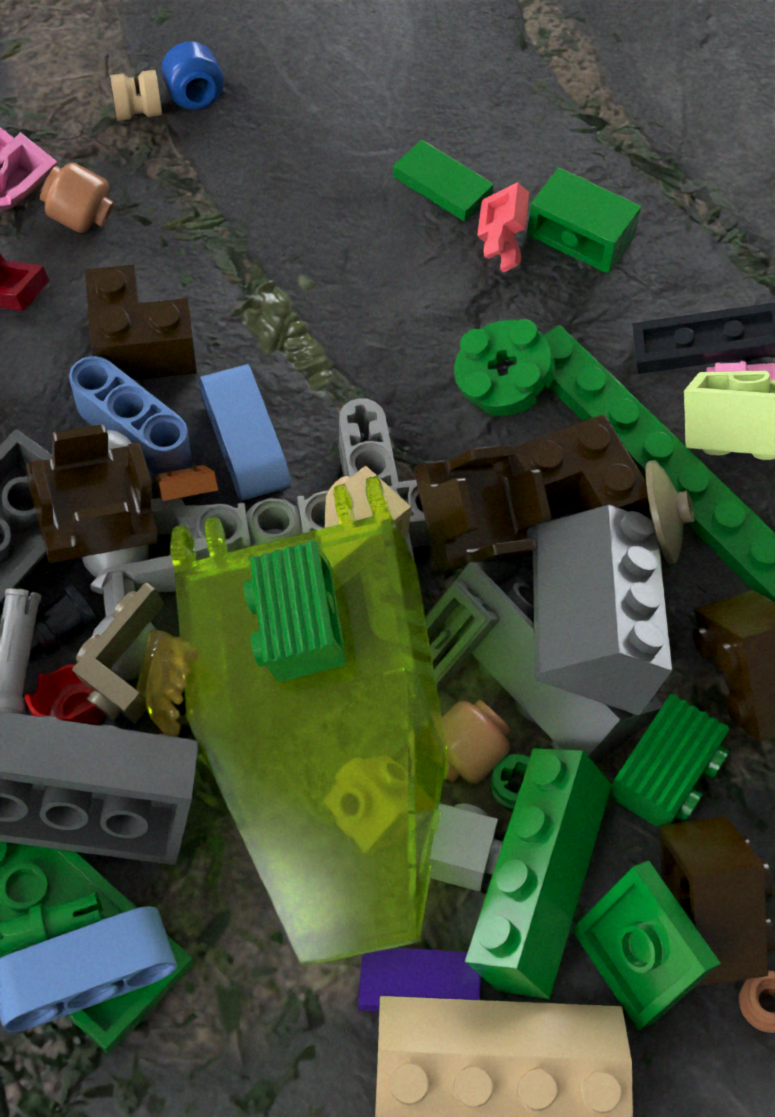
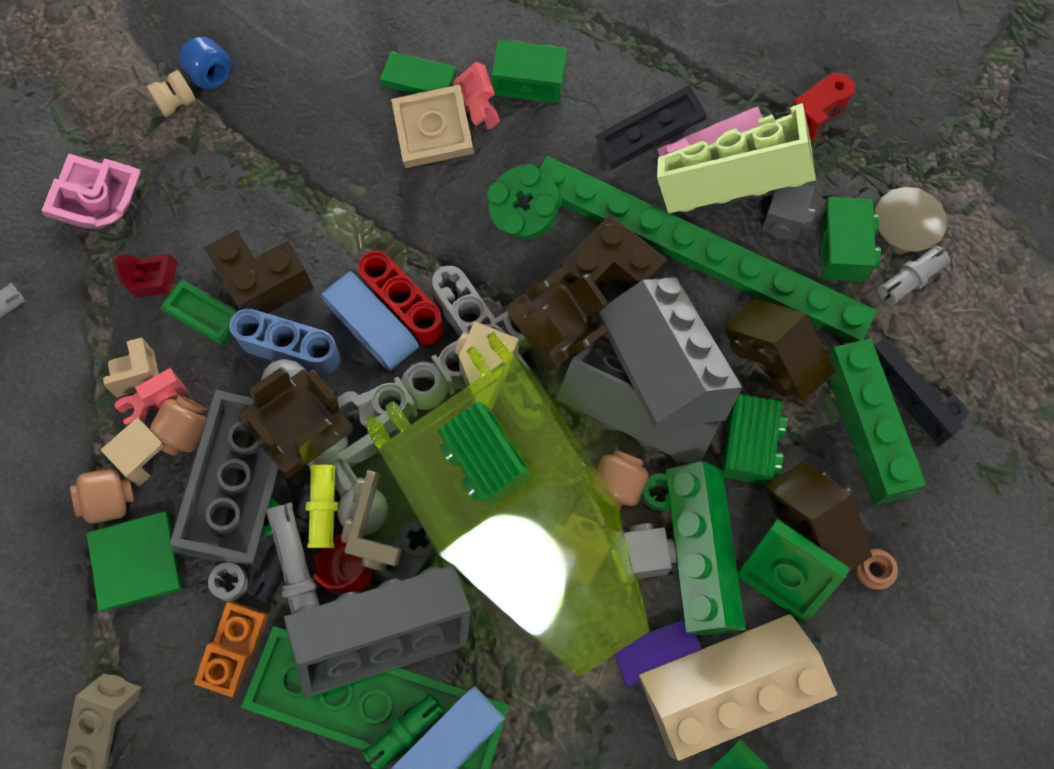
camera: 20 degrees left, 10 degrees up
(45, 347) = (200, 312): none -> green tile
(75, 616) = (321, 506): none -> neon yellow pin
(76, 197) = (167, 190): nougat head -> none
(164, 677) = (407, 528): clear yellow piece -> none
(186, 482) = (353, 380): dark orange tile -> none
(296, 401) = (396, 283): none -> red beam
(431, 240) = (432, 126): none -> tan plate
(469, 641) = (585, 389): tile -> none
(668, 511) = (681, 264): dark tan dish -> none

